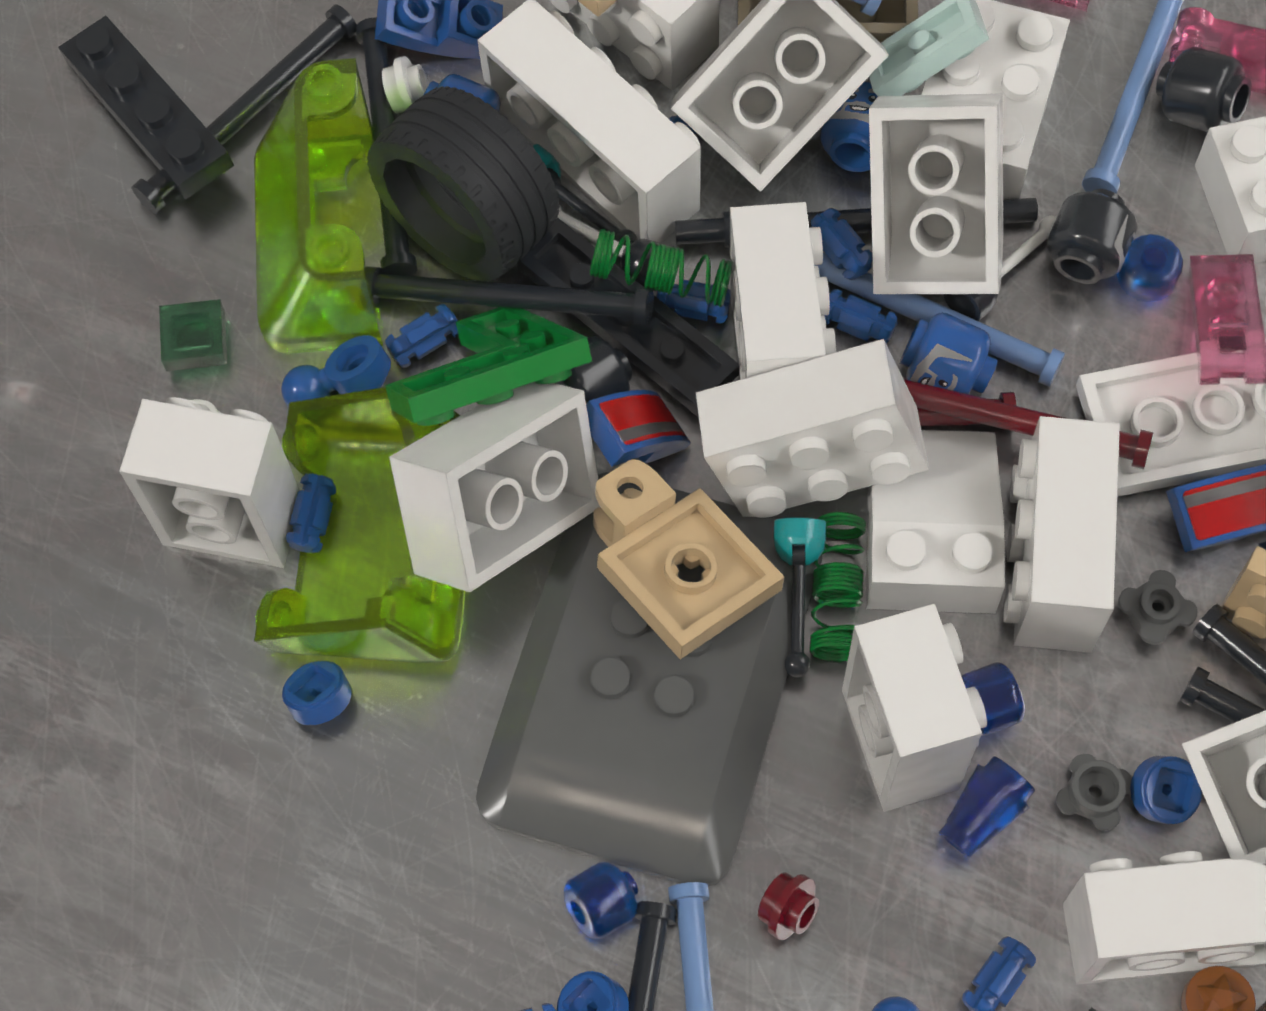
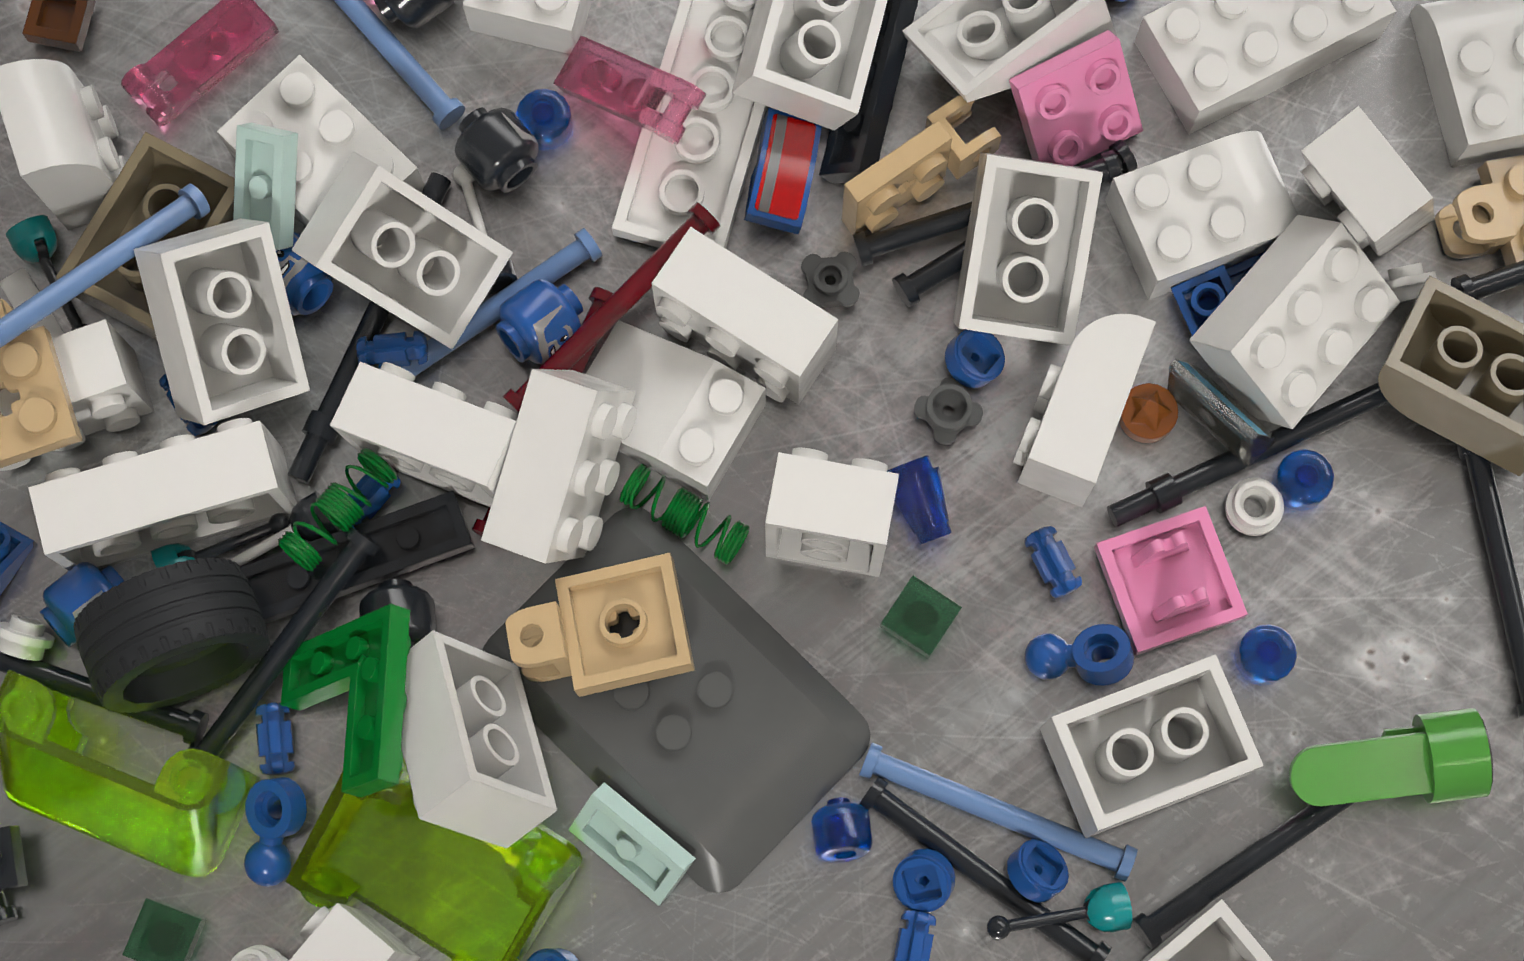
camera: 65 degrees left, 10 degrees up
(311, 513) = (391, 910): blue piece -> none
(483, 699) = (631, 843): none -> light aqua plate
(634, 427) = (469, 604): slope -> none
(788, 905) = (921, 688): dark red plate -> none
(798, 544) = (640, 526): hinge -> none
(860, 317) = (463, 367): blue piece -> none
(863, 868) = (920, 617): none -> clear green plate
(999, 696) = (840, 440): clear blue piece -> none

